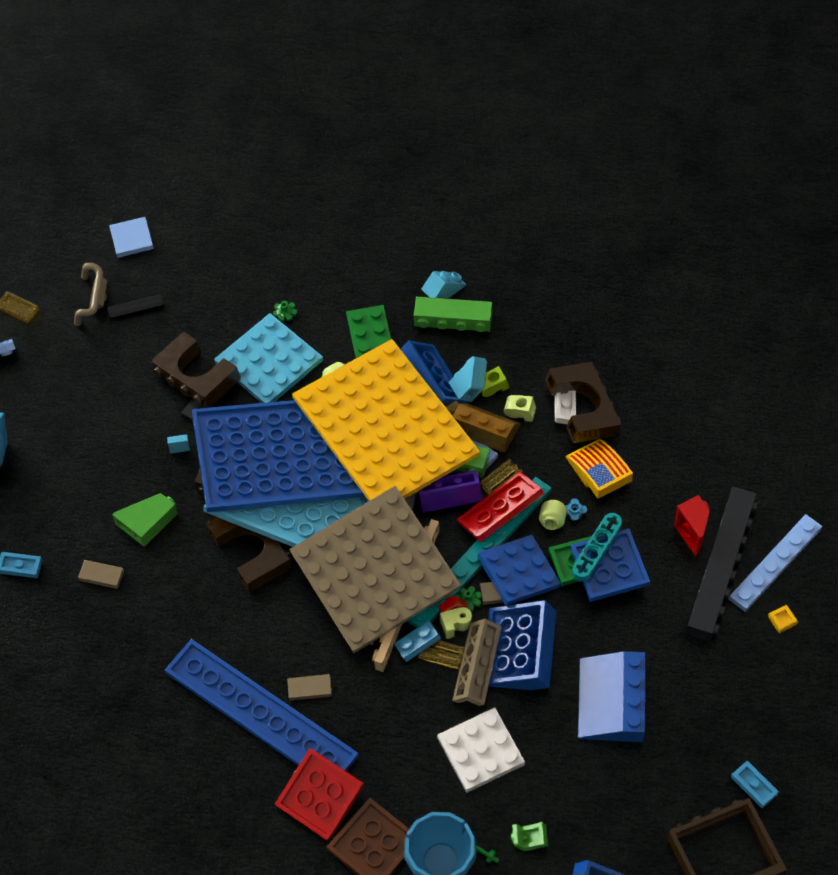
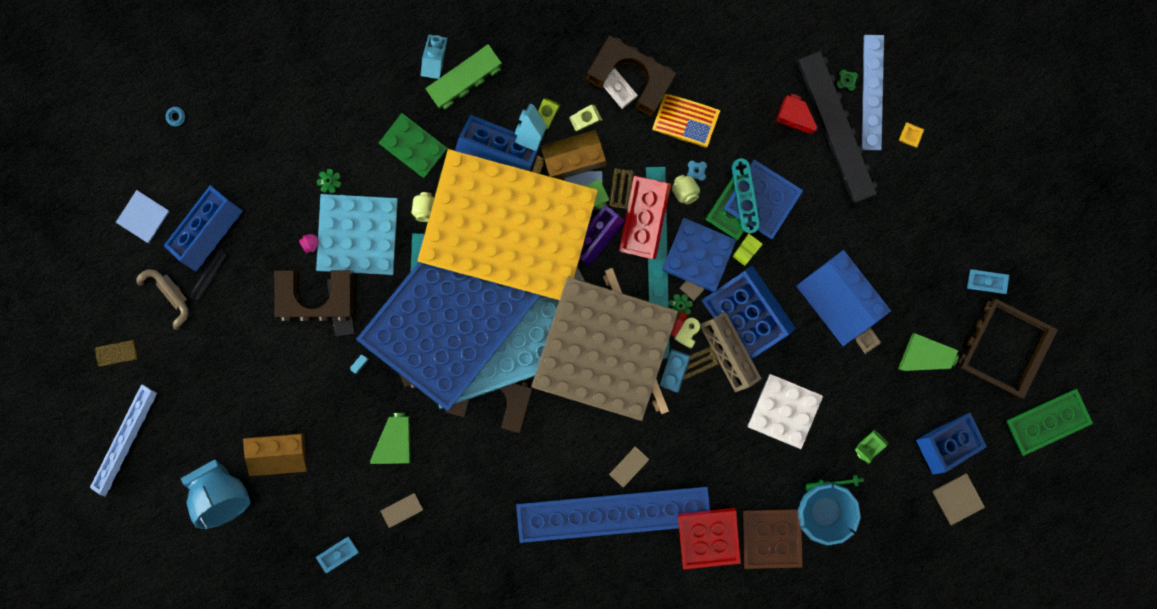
camera: 50 degrees left, 30 degrees up
(52, 456) = (275, 454): none -> pearl gold slope
(163, 273) = (202, 228): none -> blue slope
(220, 193) = (169, 116): none -> dark azure plate
(227, 337) = (309, 243): none -> dark pink plate
(563, 597) = (747, 249): none -> lime leg
(604, 749) = (867, 340): none -> dark tan tile
(647, 801) = (927, 355): none -> bright green slope
(764, 532) = (852, 79): none -> green plate

